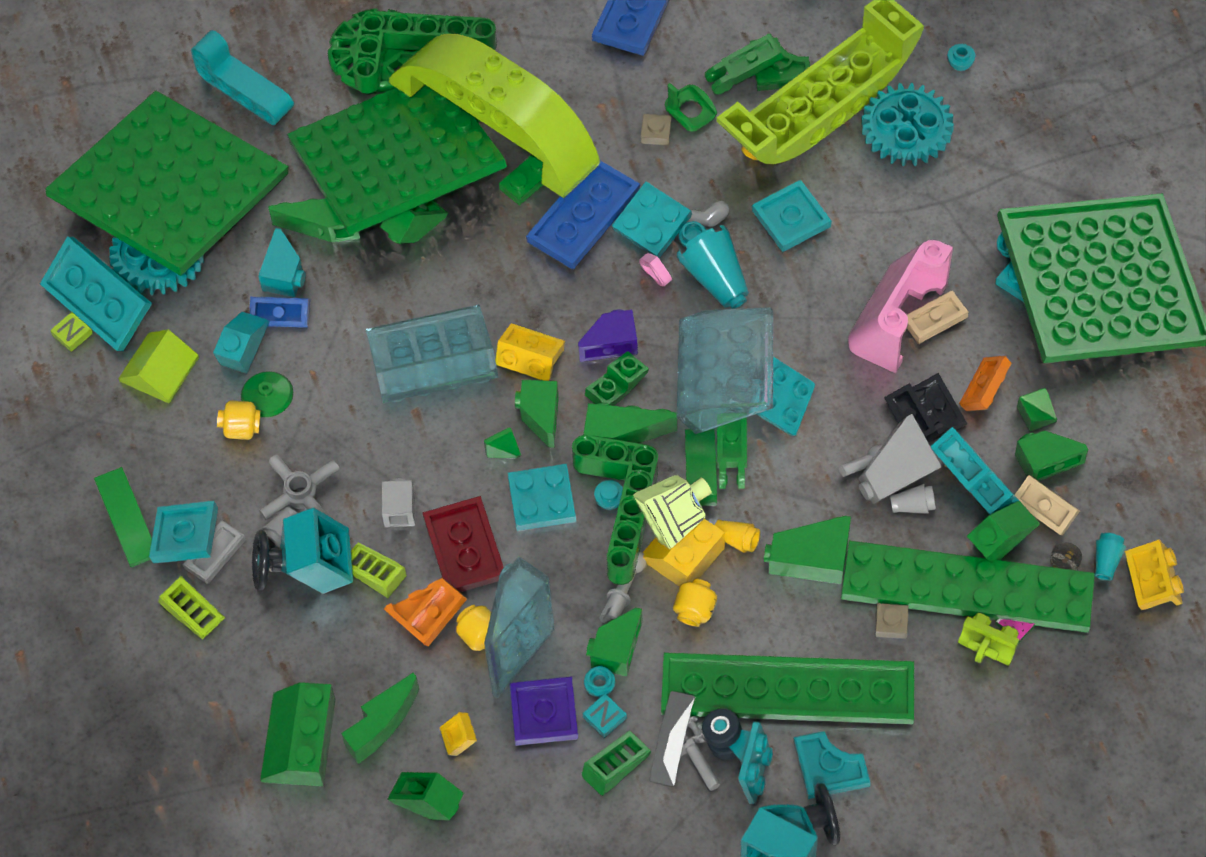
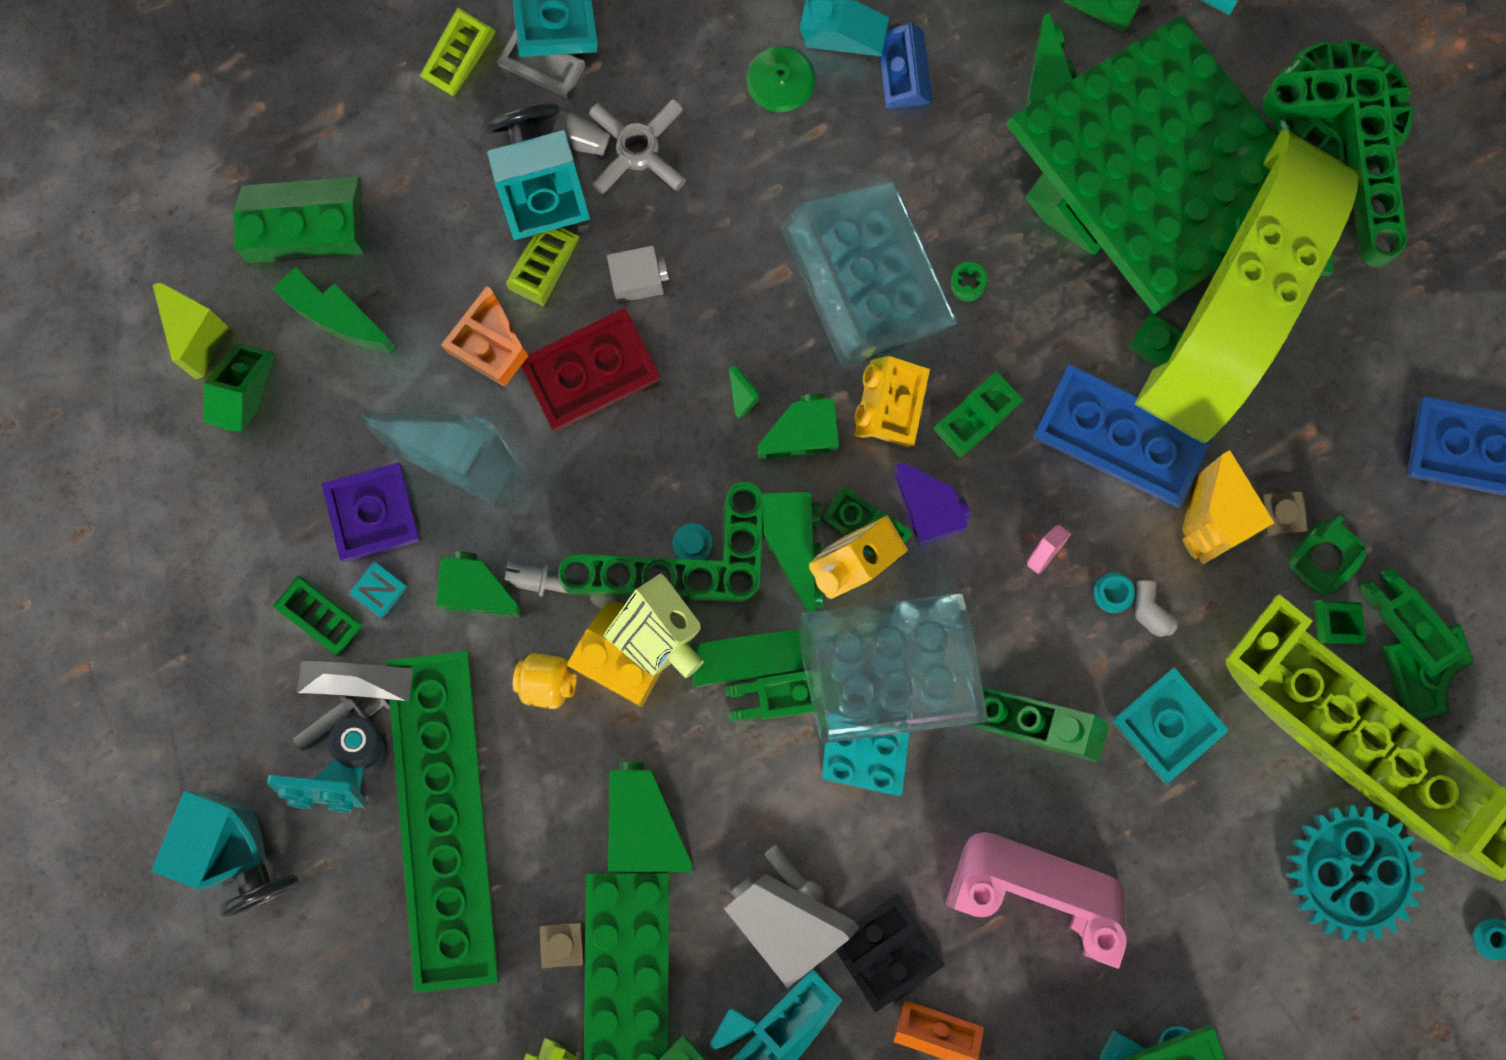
camera: 80 degrees right, 20 degrees up
(239, 420) = (725, 49): yellow head -> none
(281, 267) = (968, 52): teal slope -> none
(373, 817) = (190, 330): none -> lime slope
(456, 287) = (967, 293): none -> green bush
(458, 734) = (324, 412): yellow plate -> none
(473, 626) = (471, 400): yellow head -> none
(541, 497) = (678, 456): teal plate -> none
(549, 301) = (978, 414): none -> green slope
(599, 673) = (411, 572): teal plate -> none
(642, 379) = (842, 562): none -> yellow torso
(650, 150) = (1222, 510): none -> yellow slope
(652, 220) = (1127, 531): teal plate -> none
(716, 266) = (1057, 634): teal cone -> none
(740, 535) = (655, 721): yellow cone -> none
(743, 98) = (1339, 622): none -> green slope
(782, 283) = (1044, 725): none -> green slope
(827, 764) = (342, 886): teal tile -> none
(915, 500) = (742, 959): light grey cone -> none
(936, 317) = (1037, 951): tan plate -> none
(965, 510) = (733, 1028): none -> teal slope

